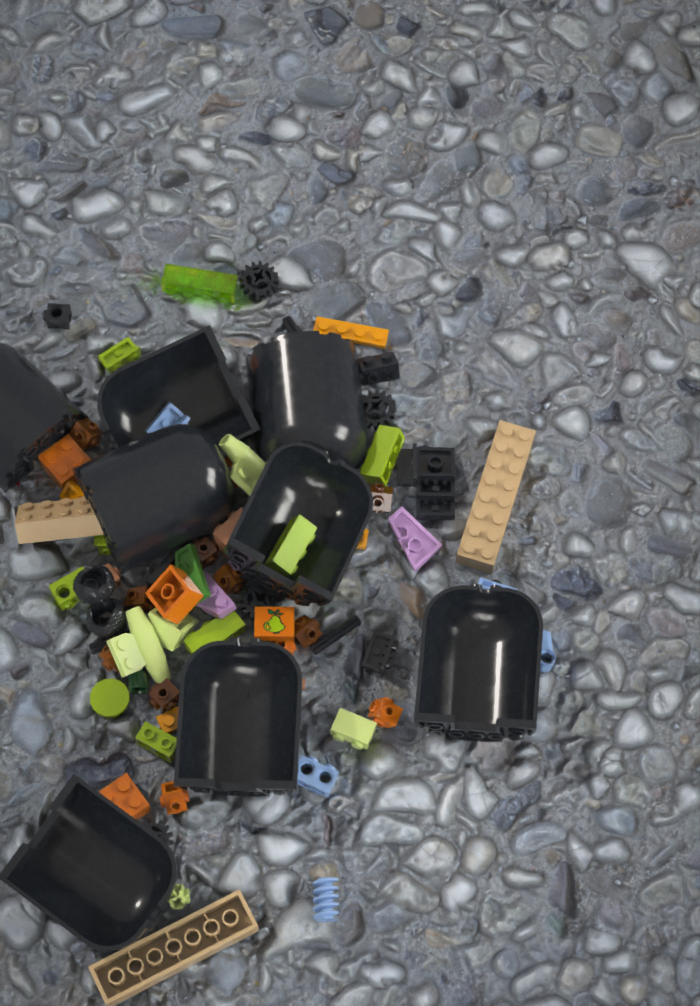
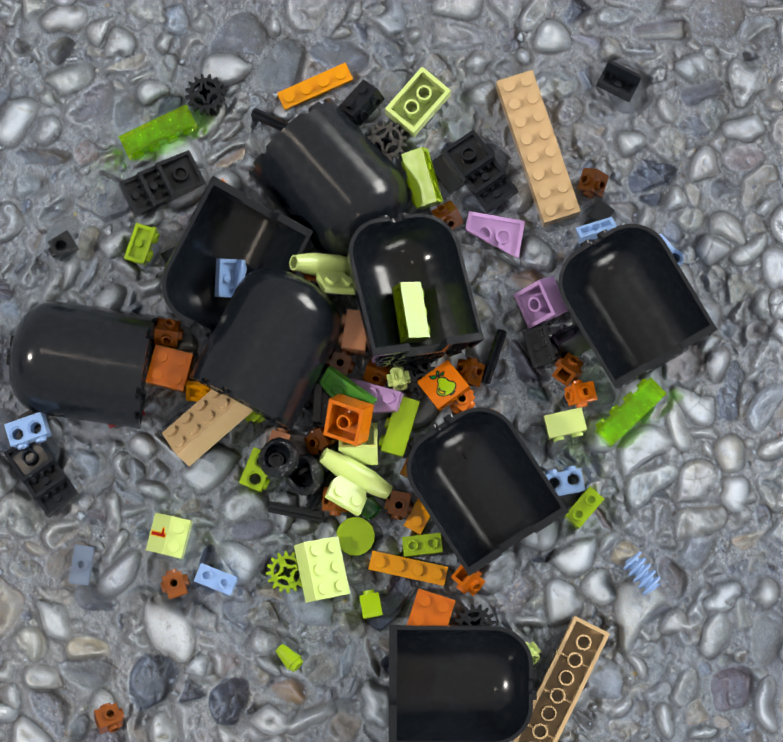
camera: 30 degrees left, 15 degrees up
(23, 683) = (275, 577): none -> lime gear
(60, 701) = (321, 569): none -> yellowish green brick
(76, 644) = (295, 512): none -> black axle
(77, 760) = (370, 604): none -> lime slope
(132, 755) = (408, 568): none -> light orange plate
(168, 321) = (161, 183): none -> black slope
(241, 592) = (398, 378): none -> yellowish green gear
(317, 808) = (583, 507): none -> lime brick
(389, 685) = (567, 369): none -> dark orange brick
(405, 617) = (540, 302): none -> lavender slope
(405, 667) = (571, 341): none -> black panel
(416, 758) = (630, 412): none -> clear neon green brick
(423, 395) = (417, 102): none -> yellowish green brick
(512, 580) = (601, 211): none -> black tile
(521, 552) = (592, 182): none -> reddish brown brick
(603, 489) = (619, 80): none -> black bracket

